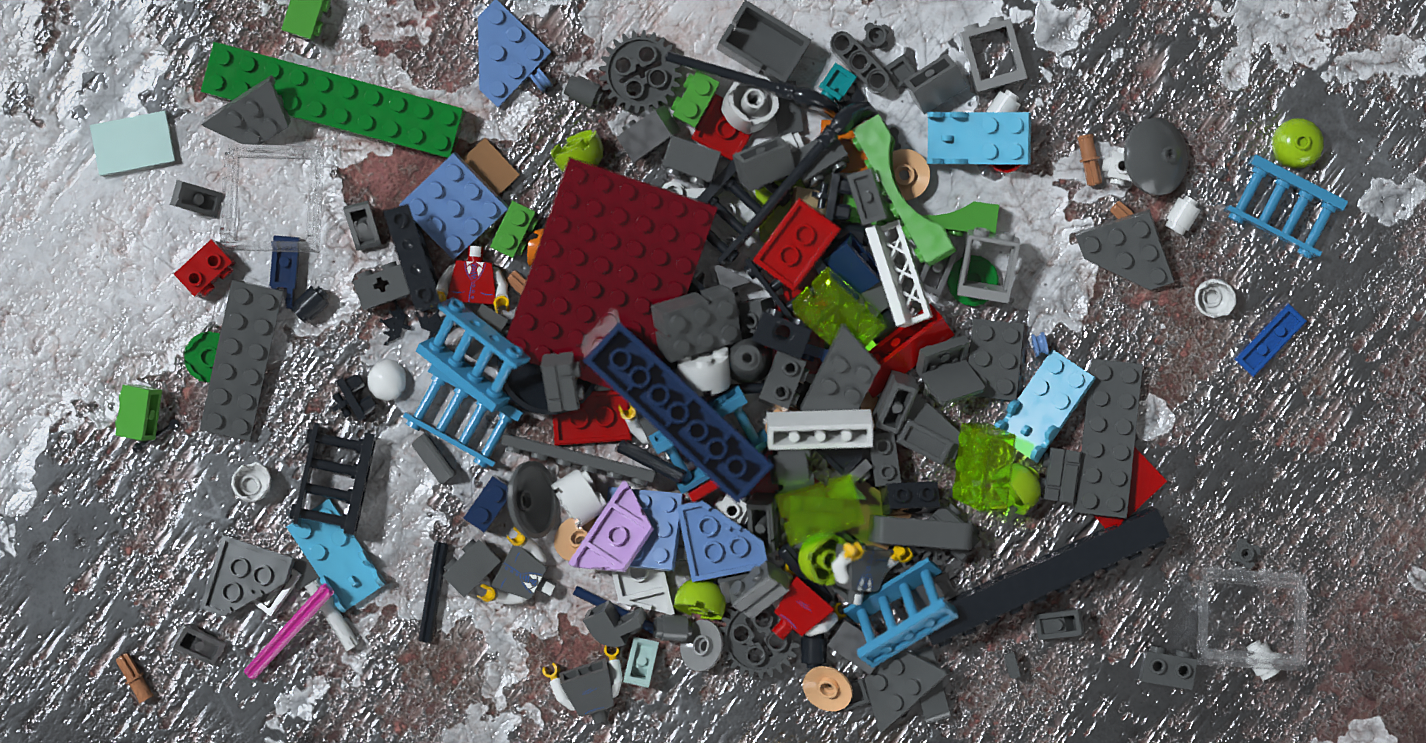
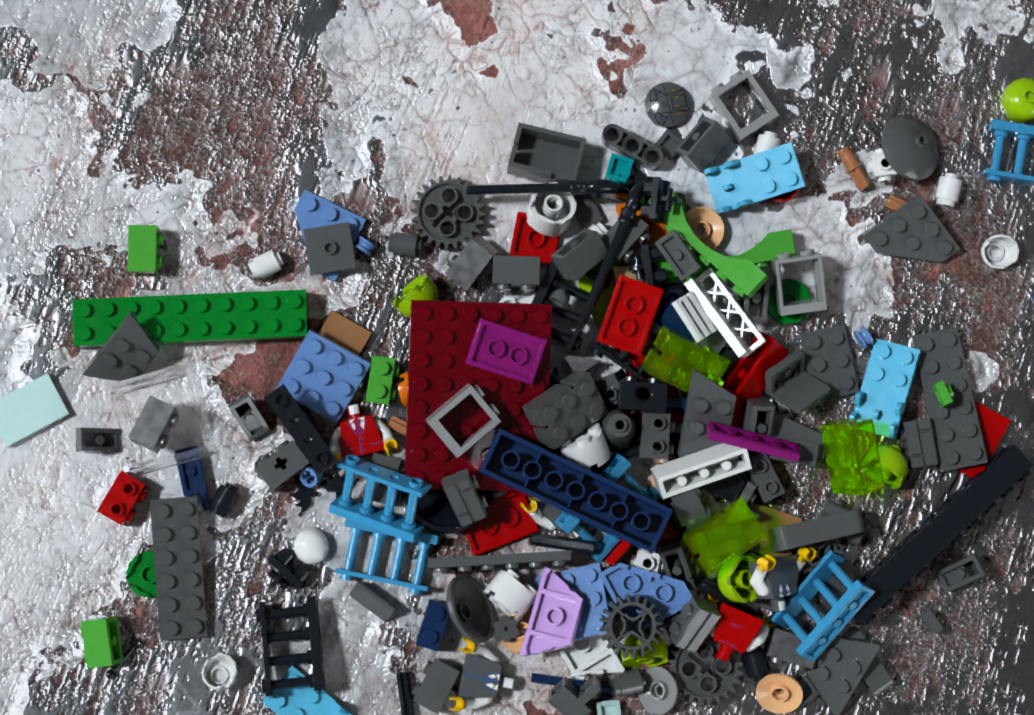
camera: 20 degrees left, 5 degrees down
(260, 203) = (154, 424): none -> flat silver brick
(404, 310) = (308, 480): none -> medium blue bush
(429, 67) = (266, 264): none -> white brick
(502, 72) = (330, 248): none -> dark grey plate
(552, 293) = (438, 428): none -> light grey window
(563, 524) = (505, 621): none -> dark grey plant
(652, 242) = (506, 351): none -> magenta tile
(696, 99) = (503, 221): bright green brick -> none
(701, 591) = (646, 612): none -> dark grey gear
(729, 202) = (560, 298): none -> dark grey hinge
(866, 266) = (696, 315): none -> white tile
(868, 130) = (661, 200): none -> black hips
(882, 32) = (634, 116): dark grey plate -> none
(882, 418) = (753, 441): none -> magenta tile
(910, 498) = (796, 504): black brick -> none
(912, 28) = (667, 104): none -> dark grey dish
(1103, 431) = (943, 393): none -> bright green plate

